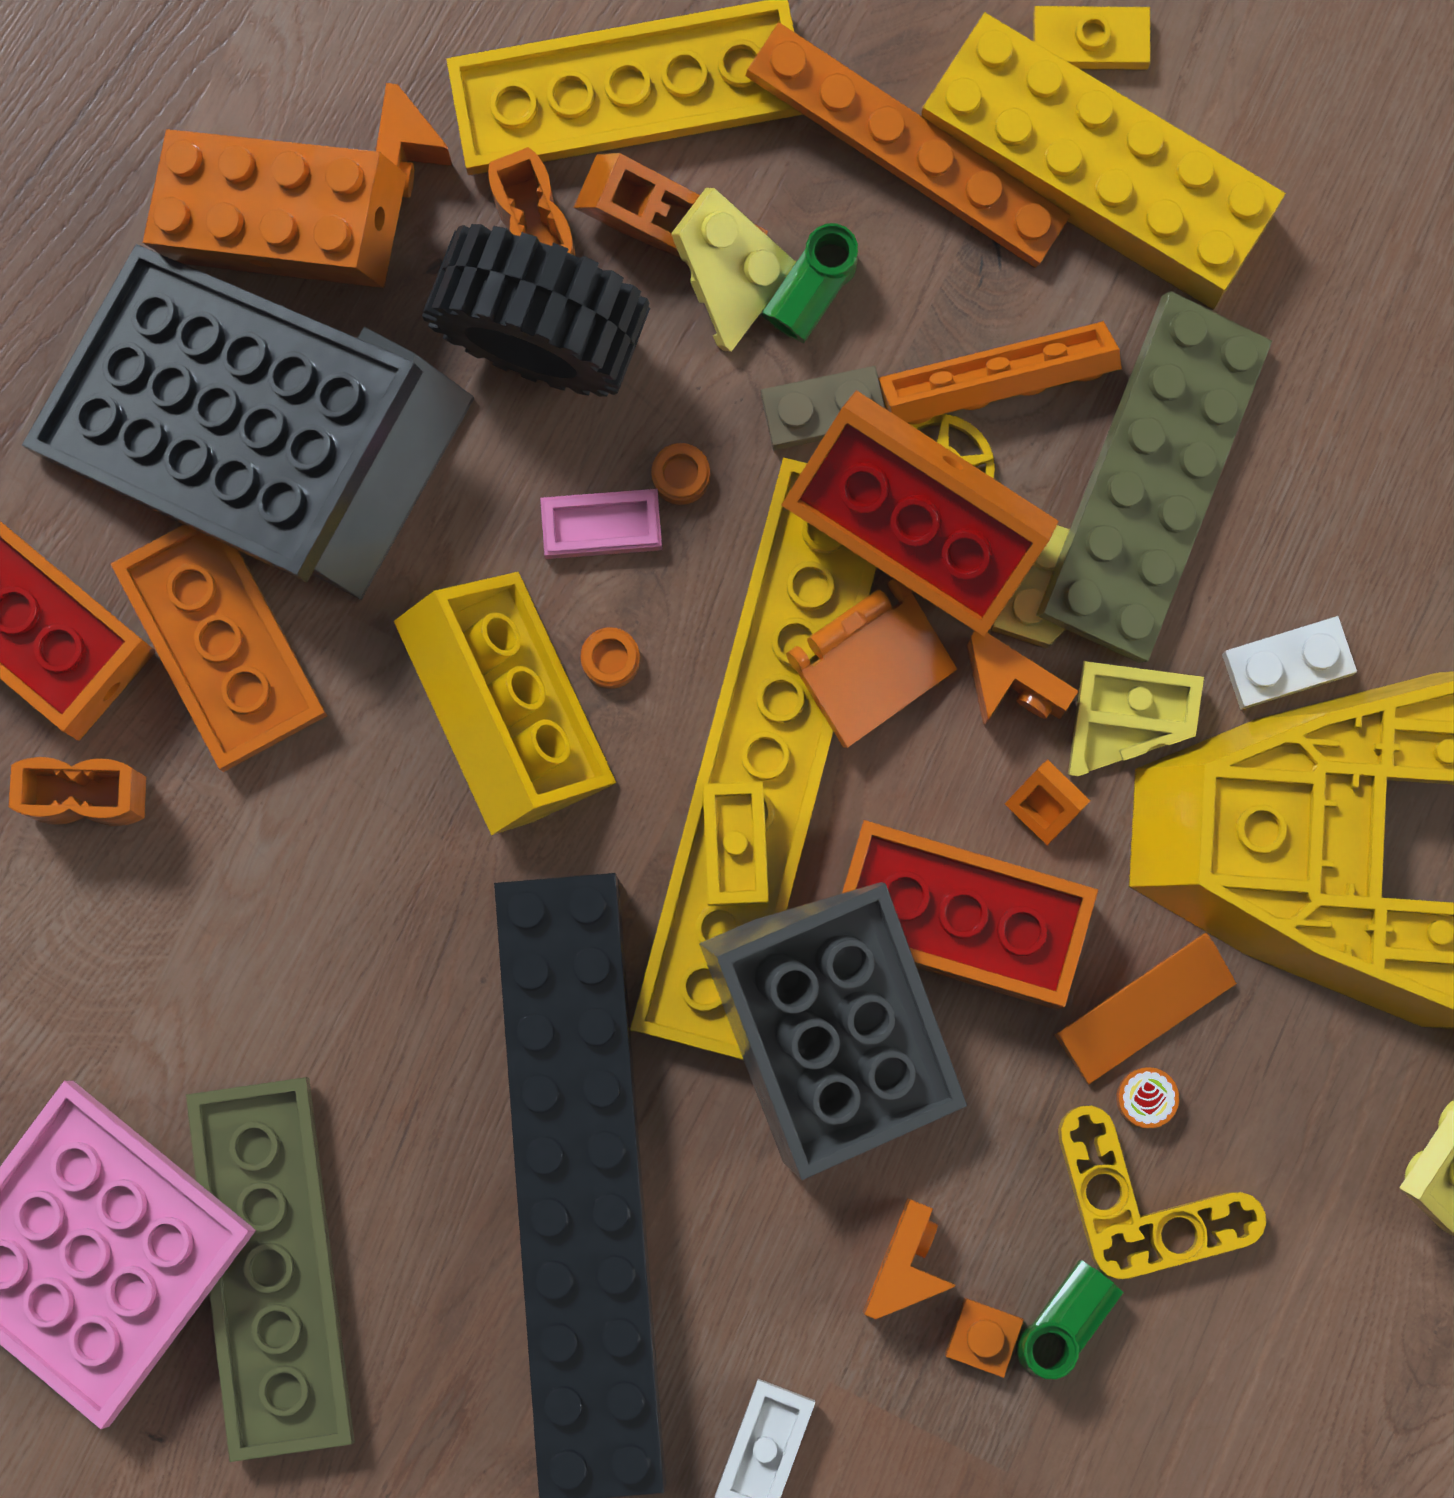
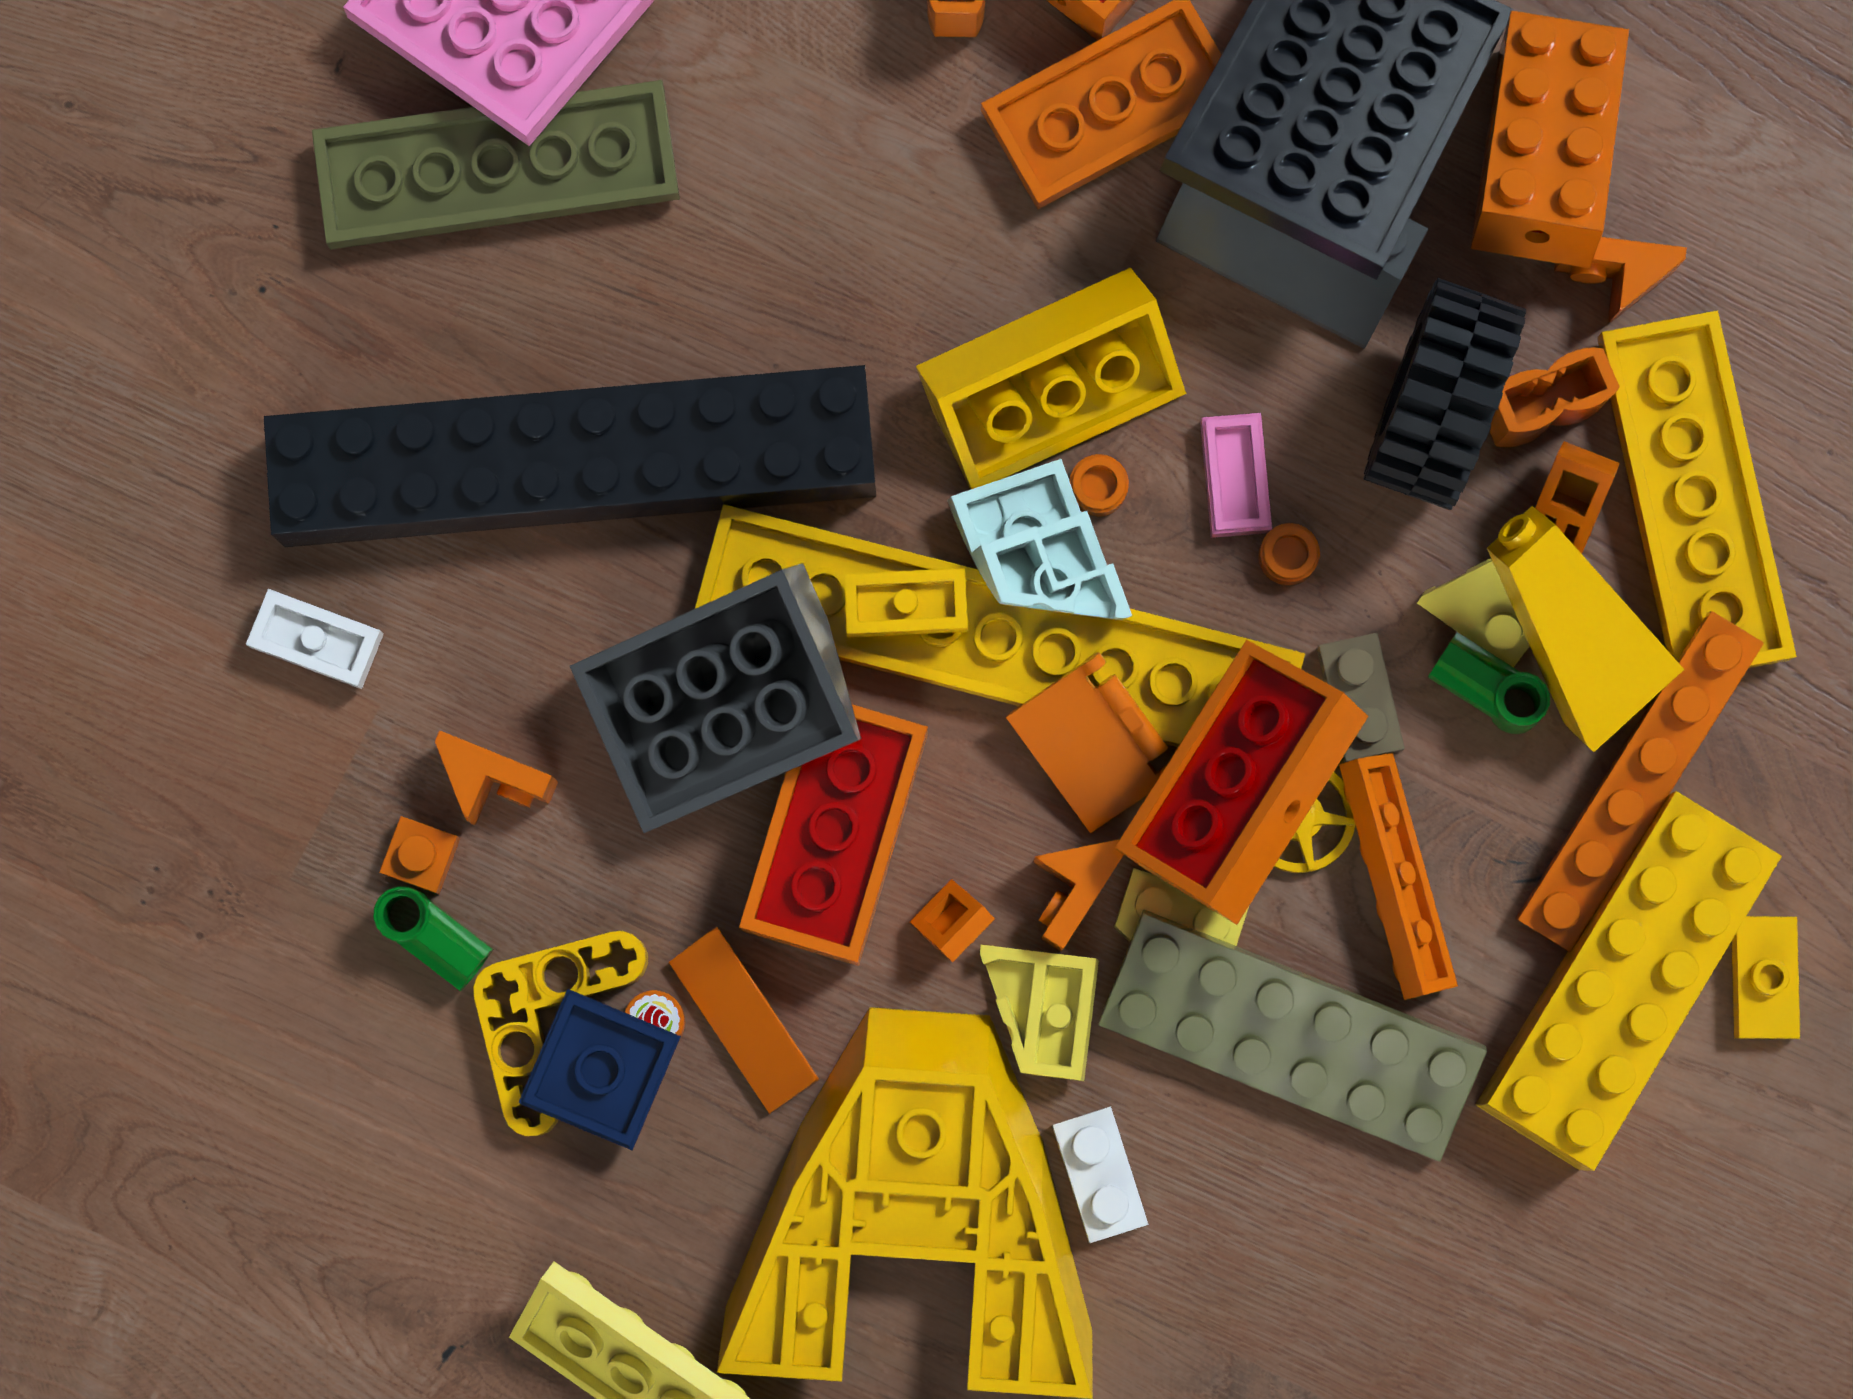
camera: 85 degrees right, 0 degrees up
(674, 714) = (1038, 545): none -> light aqua slope
(768, 192) = (1582, 634): none -> yellow slope
(1200, 1149) = (599, 1069): none -> dark blue tile

